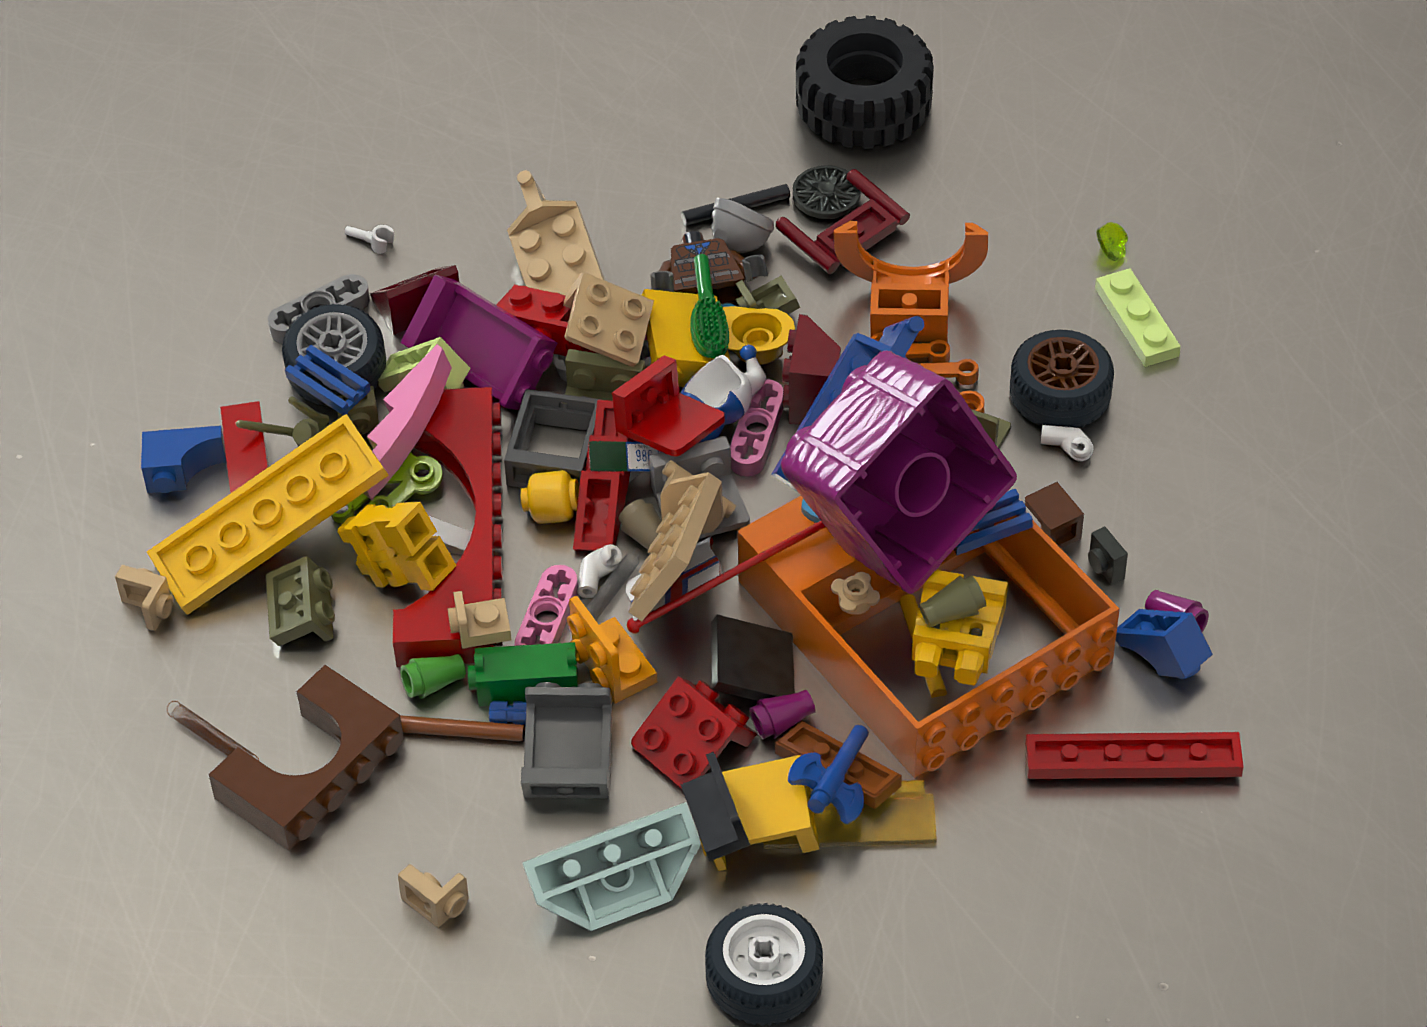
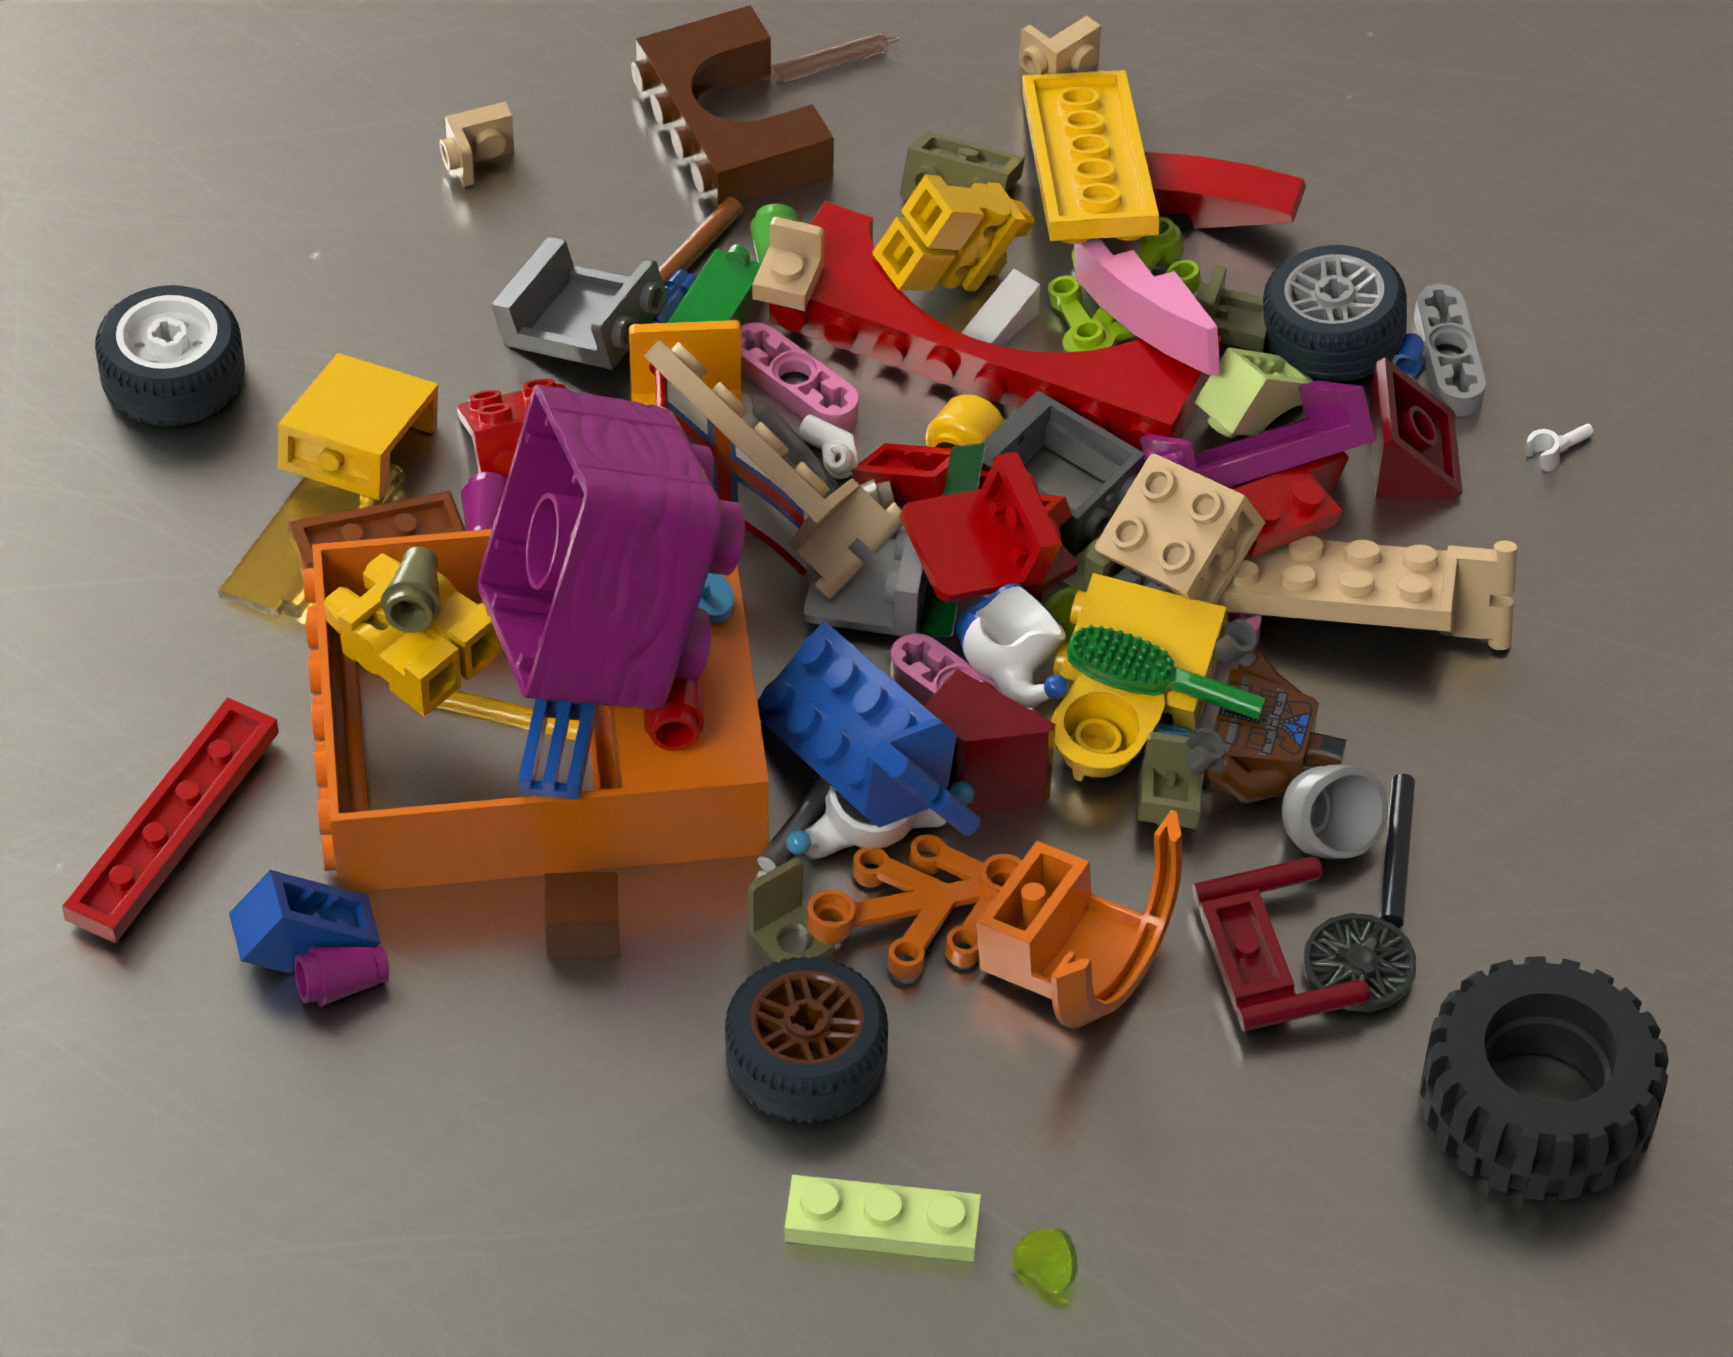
camera: 115 degrees right, 0 degrees up
(176, 455) = (1259, 126): blue arch -> none
(301, 432) = (1221, 249): olive plant -> none
(316, 356) = (1262, 254): blue tile -> none
(616, 869) = (392, 271): light aqua wedge -> none
(715, 812) = (365, 358): black panel -> none
(828, 782) = (326, 471): blue piece -> none
(1070, 439) = (699, 1019): white arm -> none
(1107, 556) = (479, 942): pearl dark grey plate -> none

